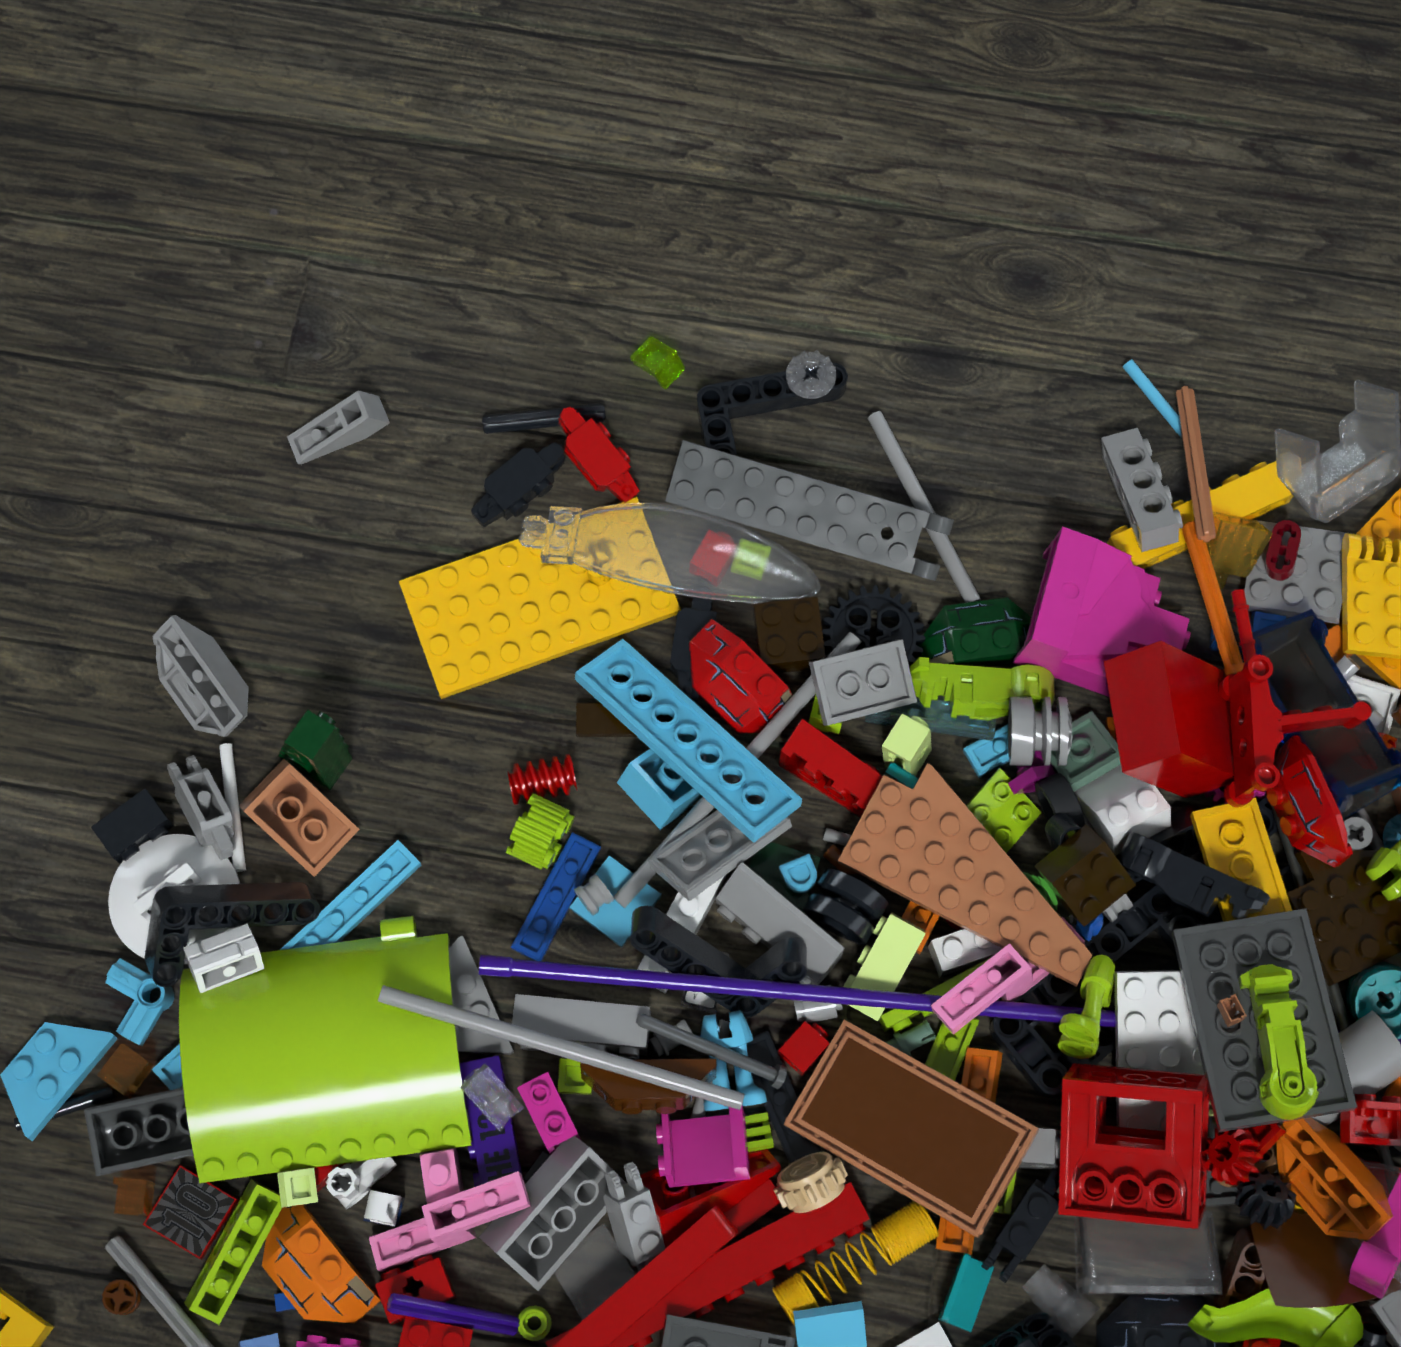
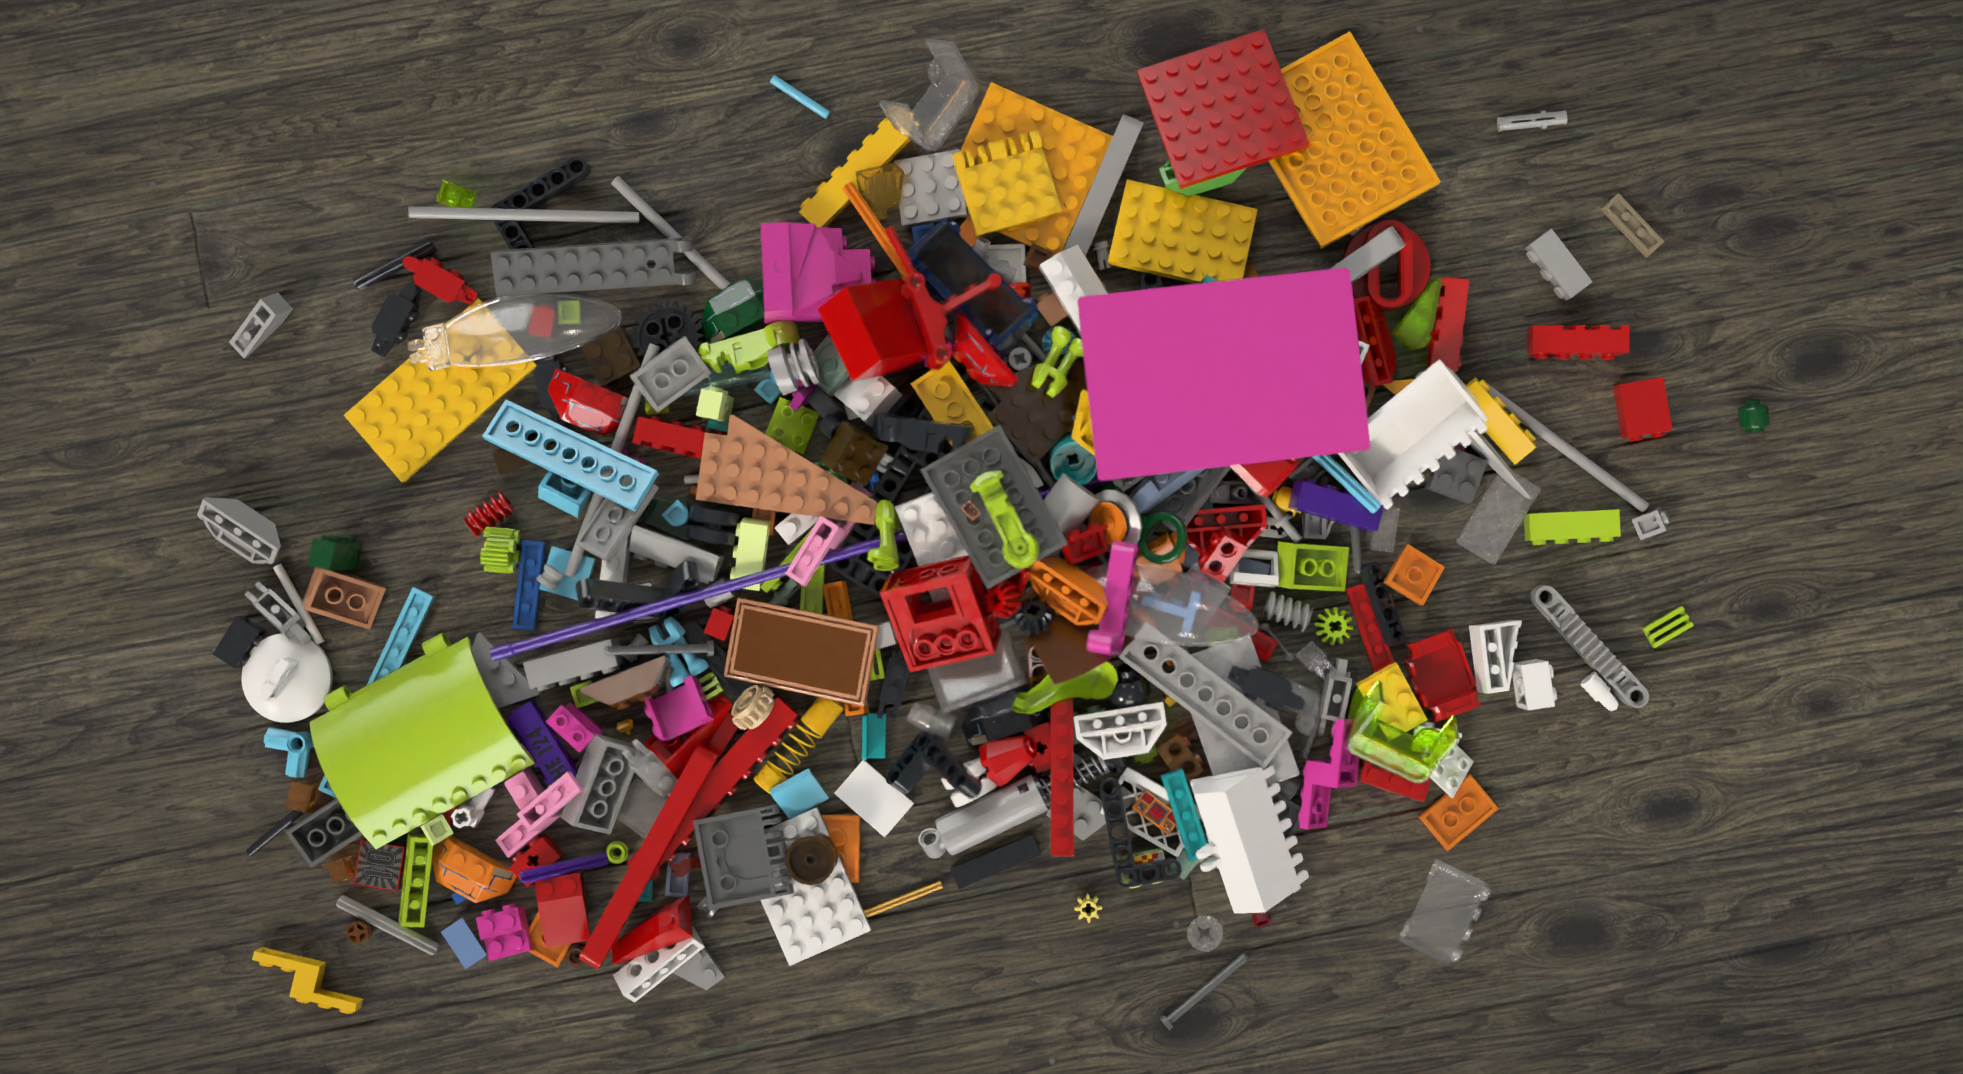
camera: 20 degrees left, 15 degrees up
(51, 1070) = (255, 813): medium azure wing -> none
(223, 958) = (330, 708): white brick -> none
(257, 905) = (315, 676): black beam -> none
(384, 1209) = (496, 819): white leg -> none
(491, 1096) = (532, 731): clear hips -> none
(561, 1047) = (562, 687): light grey piece -> none
(614, 1144) = (625, 726): none -> light orange rock
(743, 411) = (523, 214): none -> light grey piece
(811, 387) = (563, 181): clear gear -> none
(1141, 490) = (787, 147): light grey brick -> none
(1195, 464) = (838, 139): nougat axle -> none
(1276, 548) = (920, 178): dark red beam -> none

